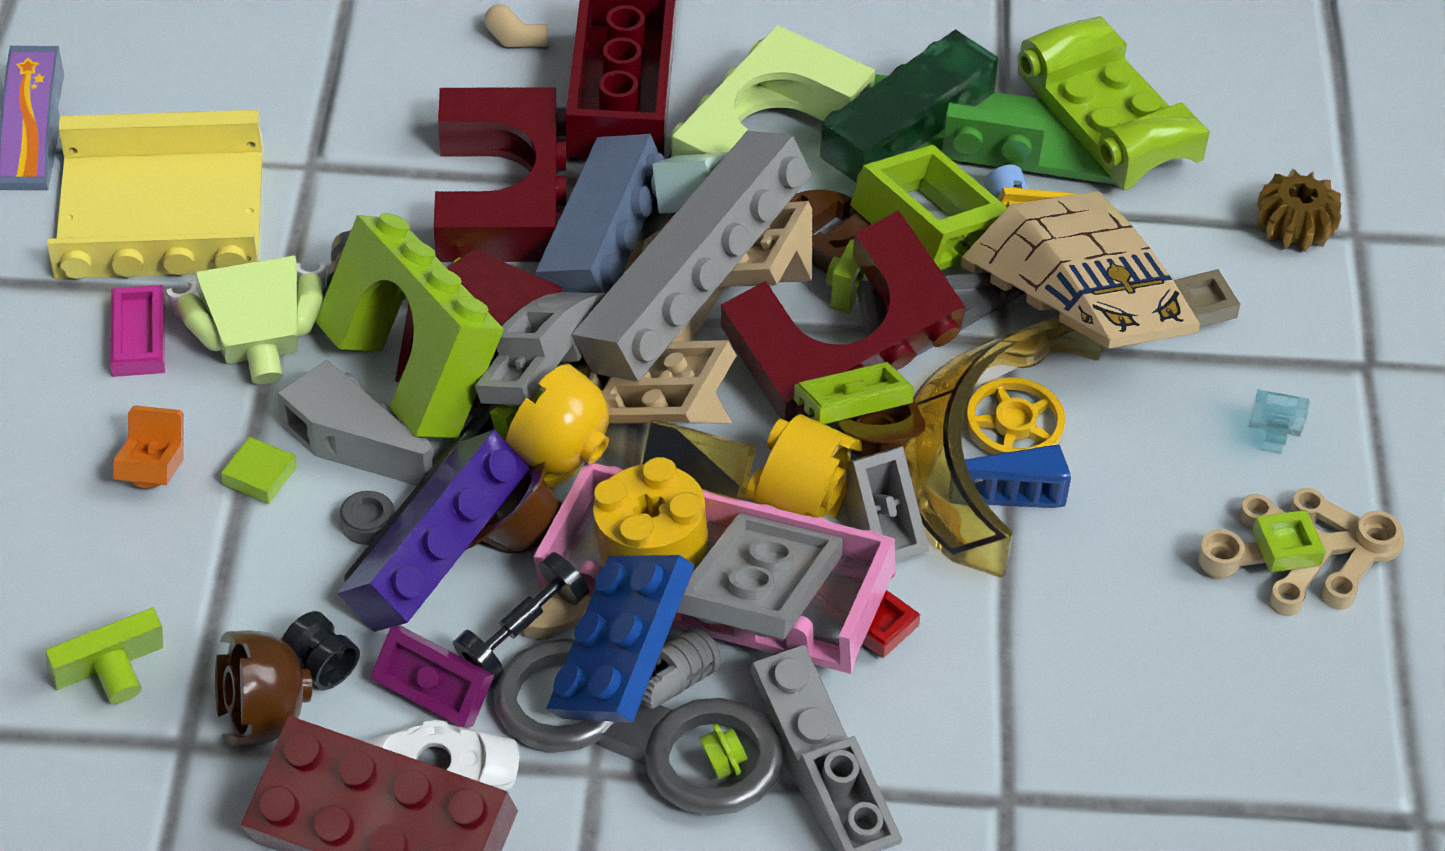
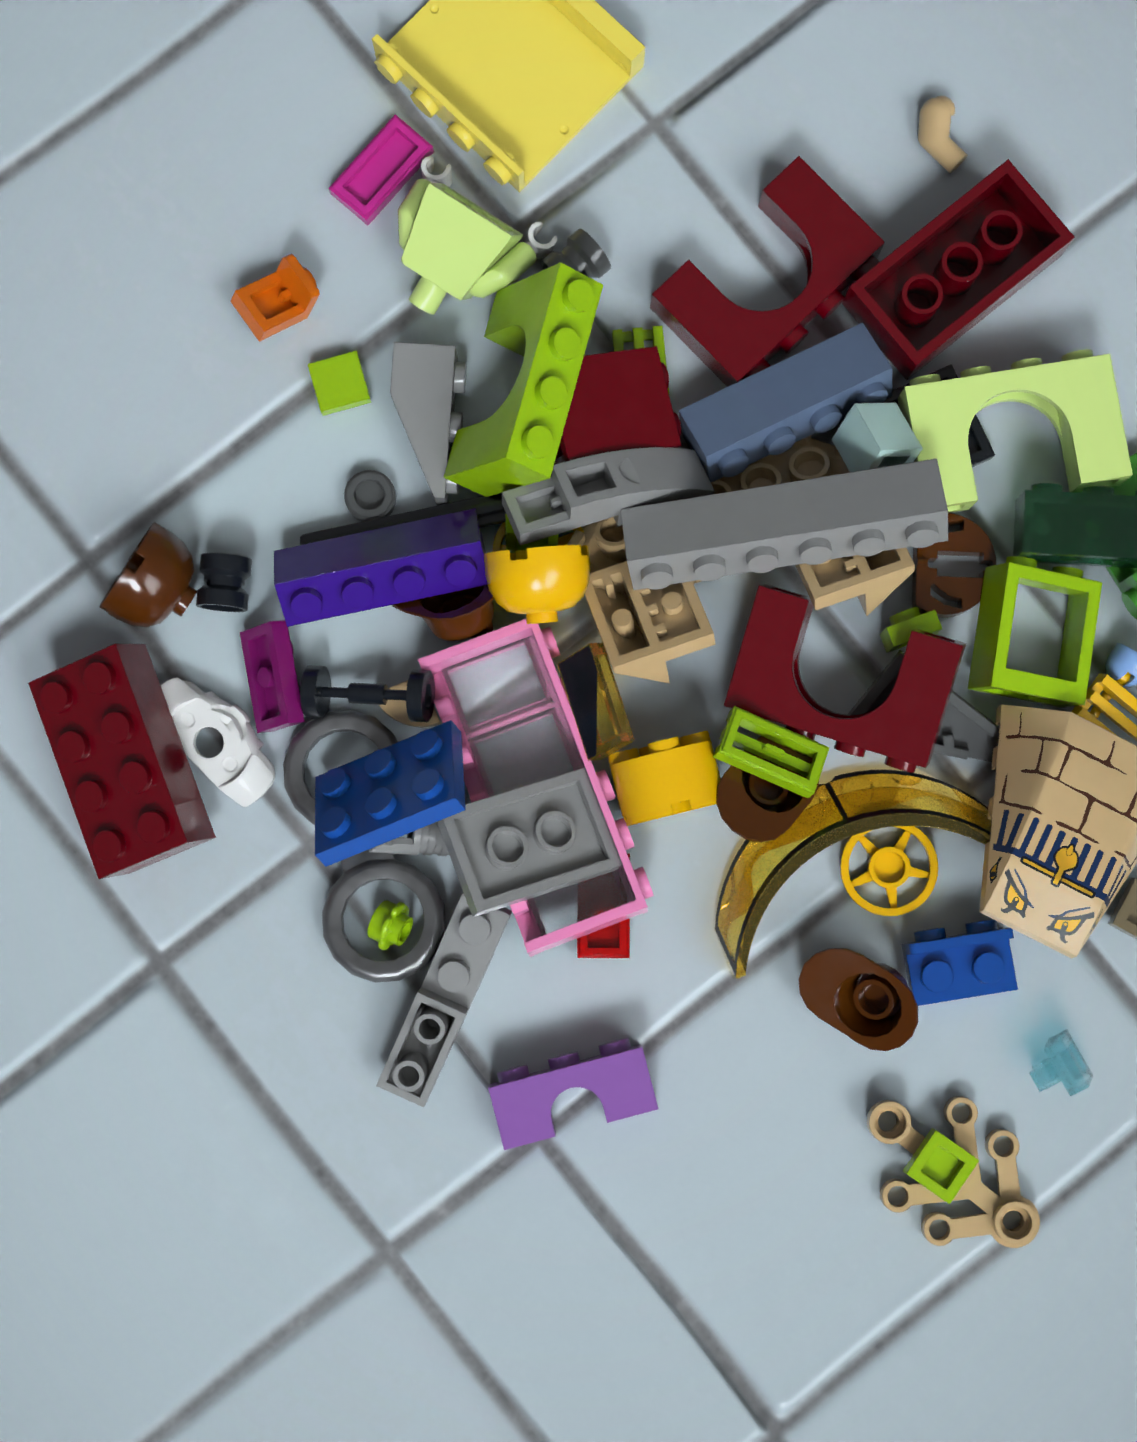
camera: 50 degrees right, 35 degrees up
(108, 655) = (92, 451): lime tile -> none
(651, 513) = (497, 693): yellow brick -> none
(884, 500) = (700, 858): light grey slope -> none
(973, 769) = (525, 1100): none -> medium lavender arch
(1023, 477) = (820, 921): blue slope -> none
(1103, 486) = (859, 998): none -> reddish brown piece
(1133, 427) = (960, 964): none -> blue bracket

